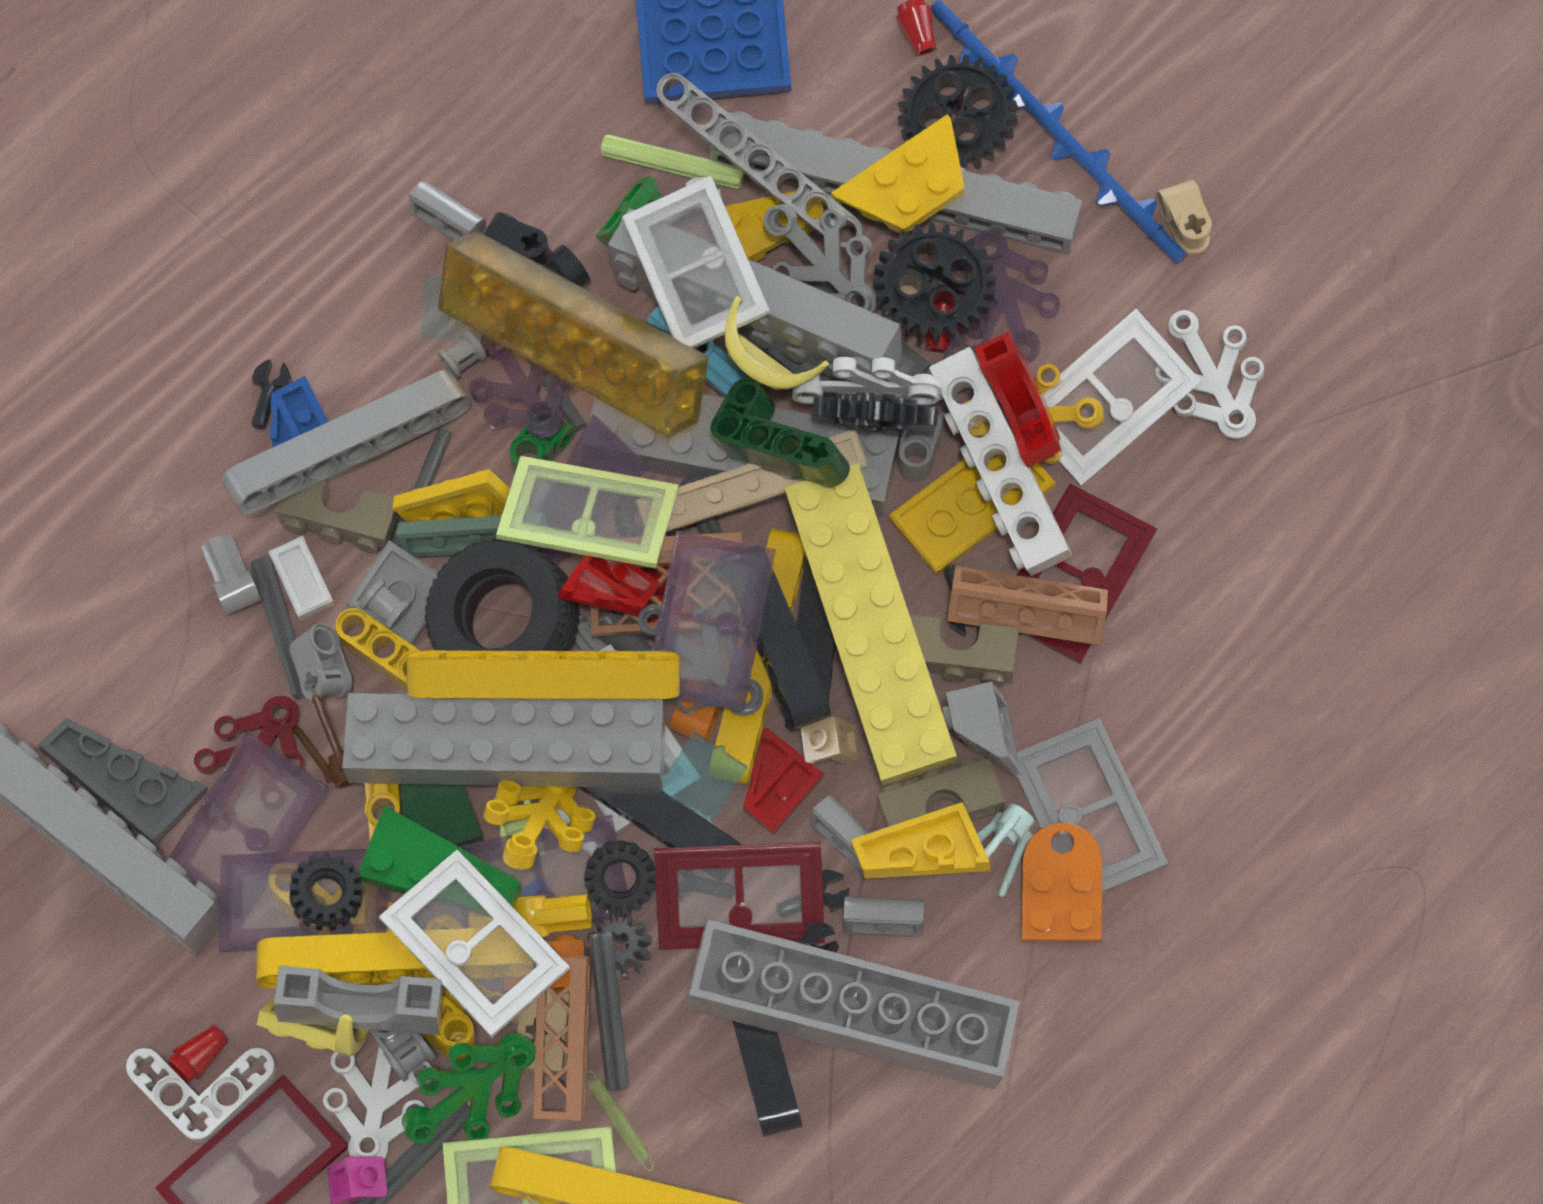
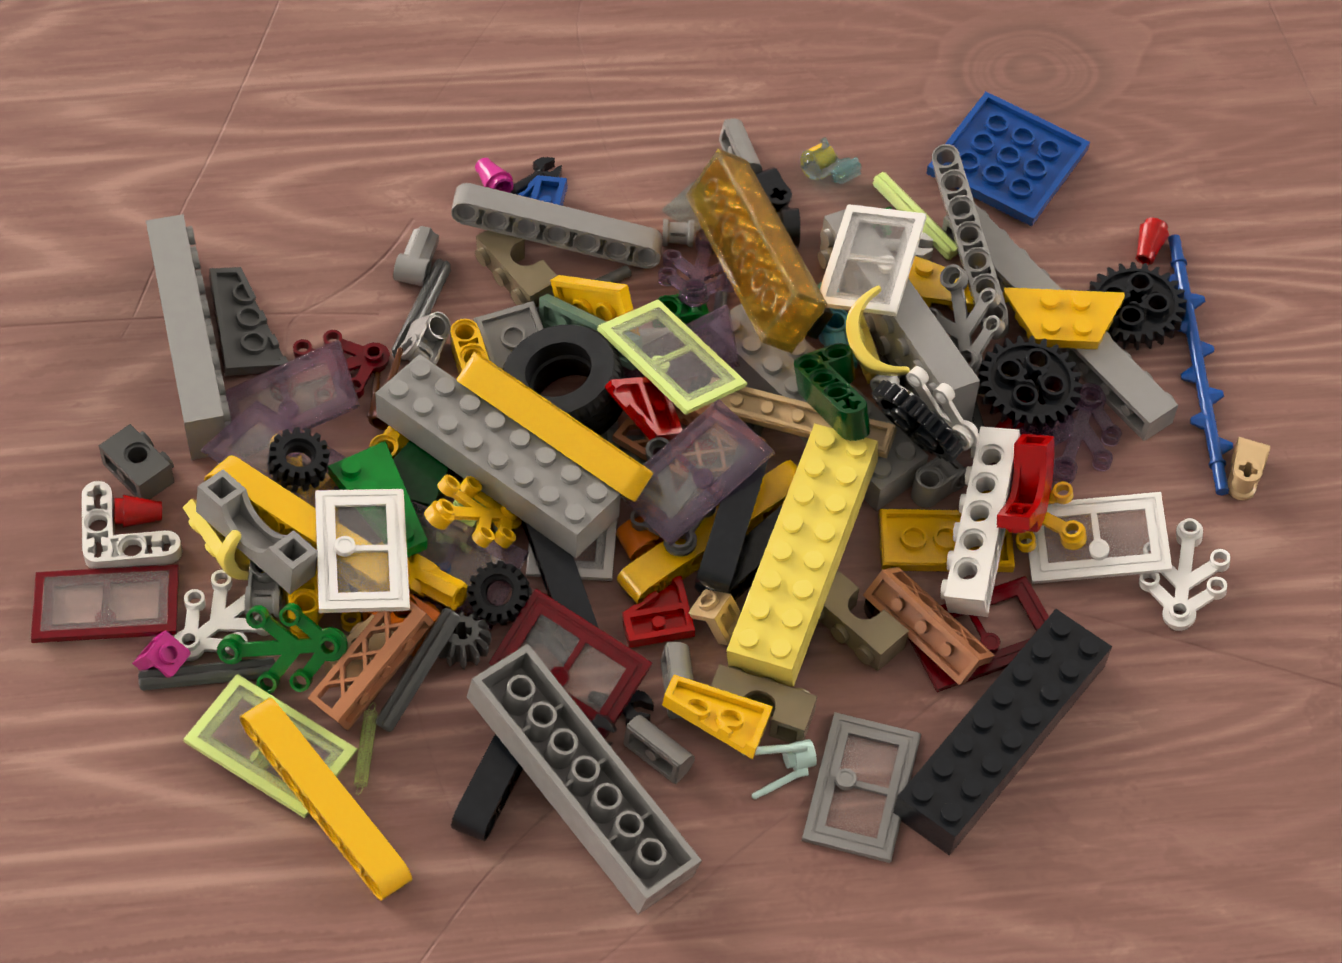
camera: 30 degrees right, 15 degrees down
(173, 1018) = (121, 456): none -> dark grey brick
(230, 427) = (494, 176): none -> dark pink cone
(301, 578) = (460, 290): white tile -> none
(385, 604) = (495, 331): light grey bush -> none
(538, 168) = (822, 162): none -> clear light blue piece
(703, 776) = (610, 574): clear light blue piece -> none
(984, 724) = (833, 671): light grey slope -> none
(1062, 890) = (798, 821): orange plate -> none
(1173, 662) = (1001, 731): none -> black brick

